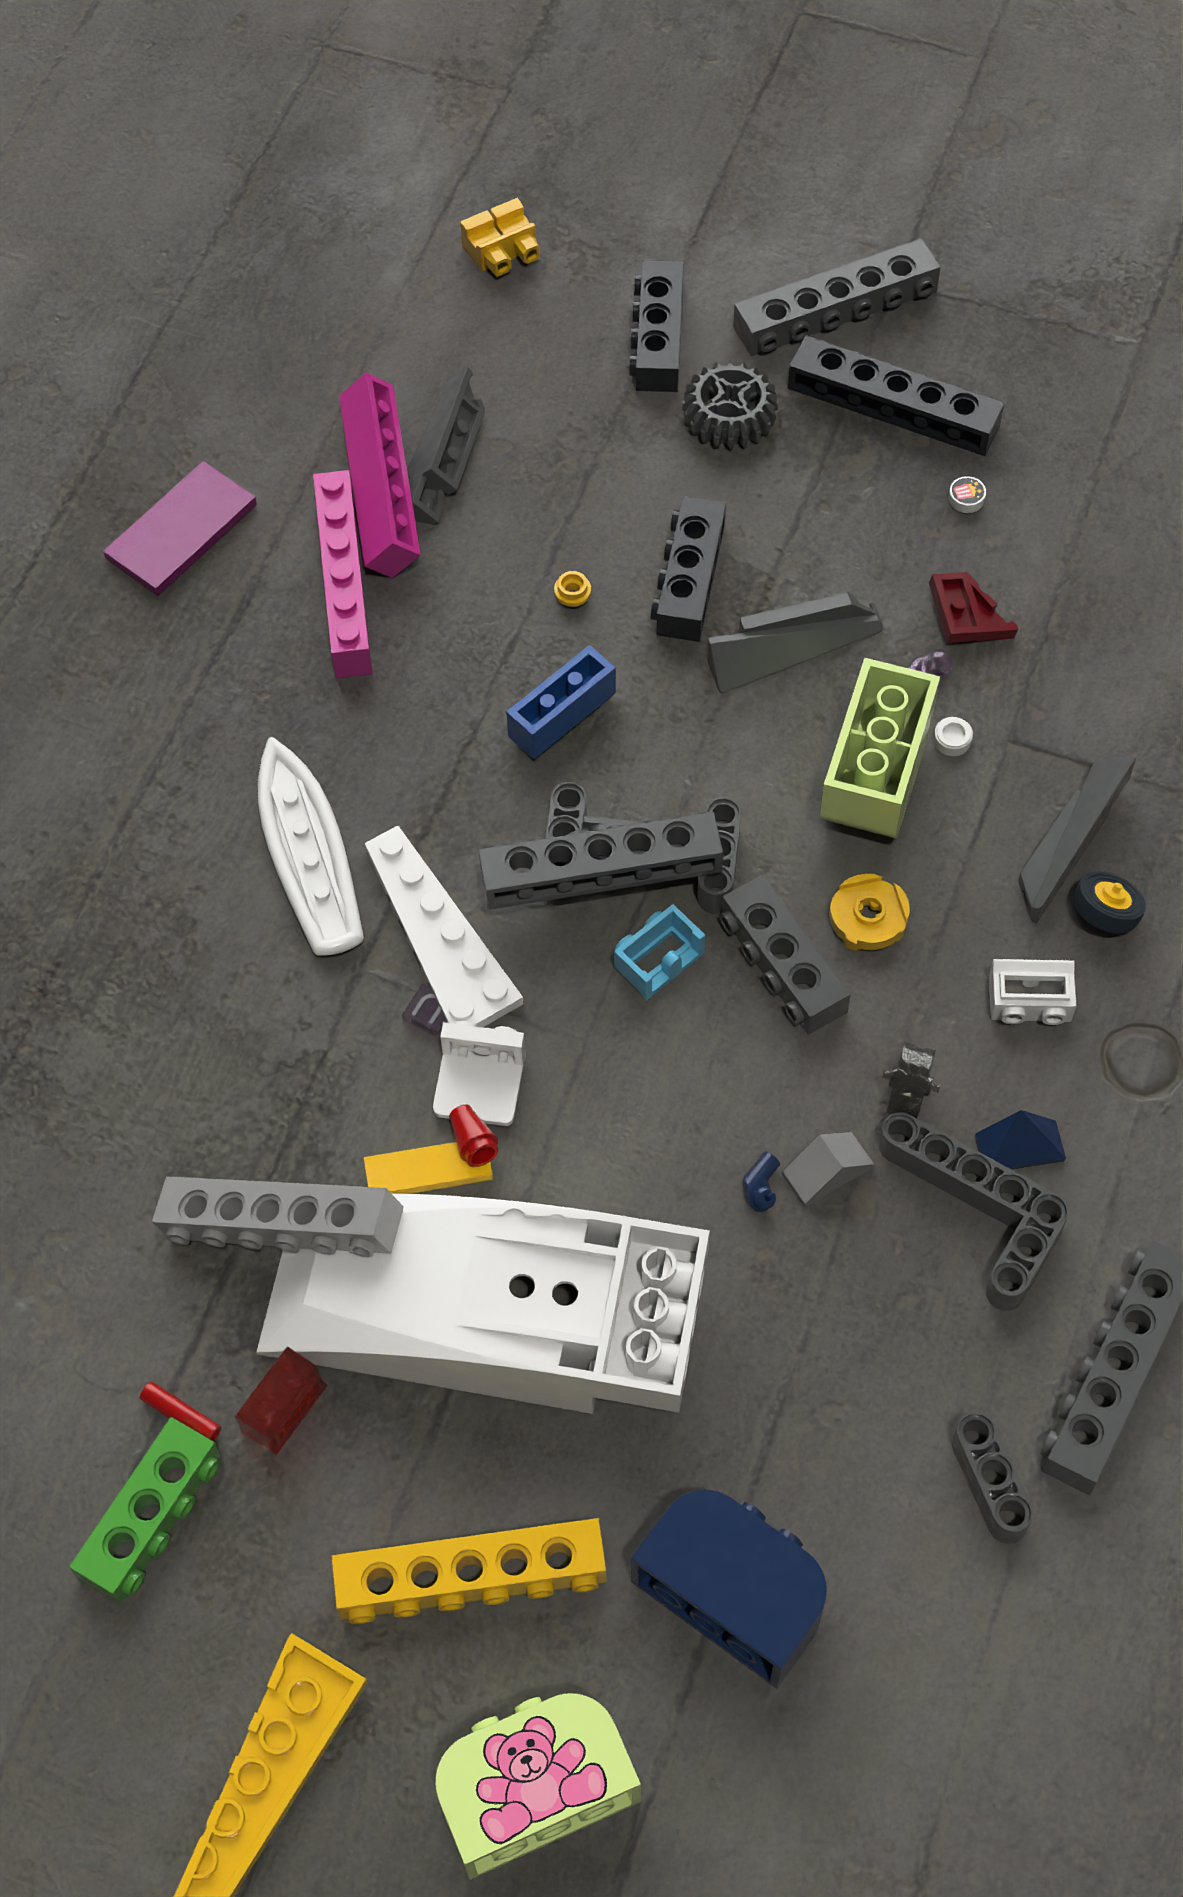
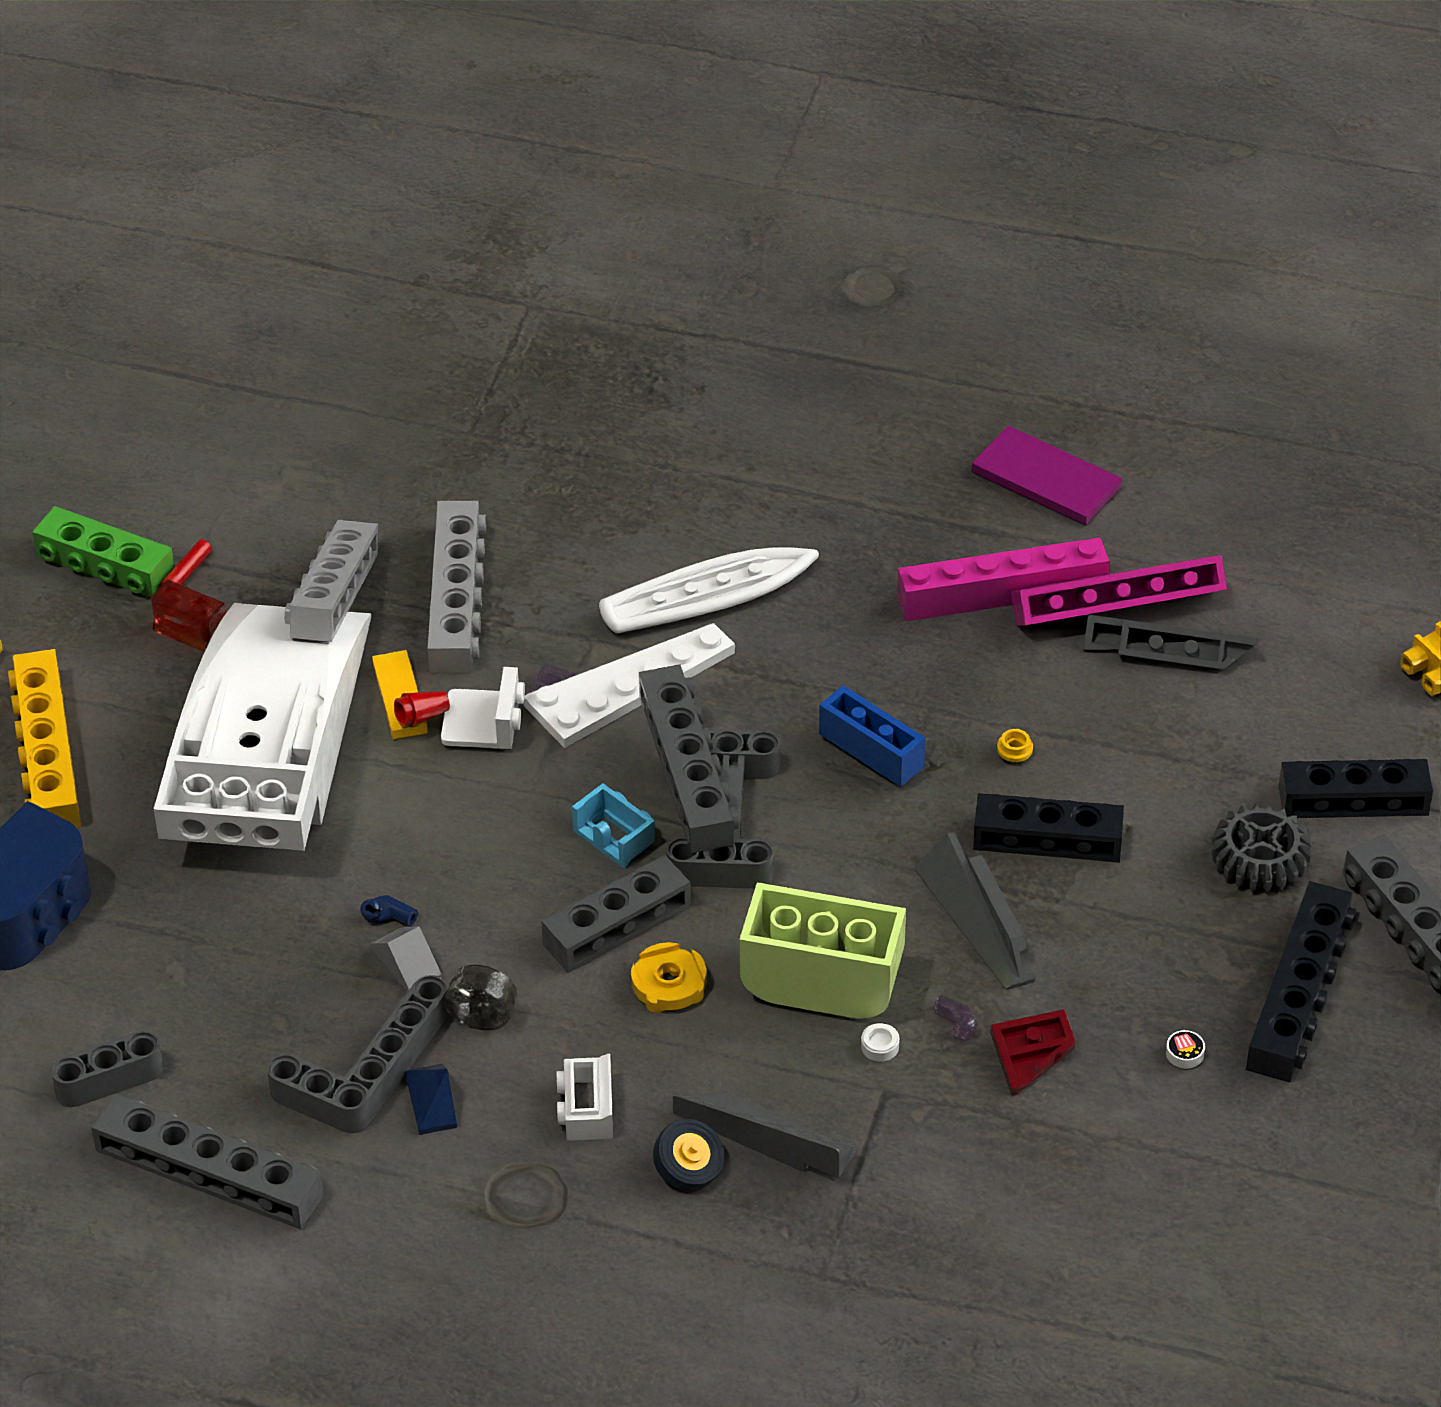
camera: 85 degrees right, 15 degrees down
(285, 1115) = (455, 587): none -> light grey brick

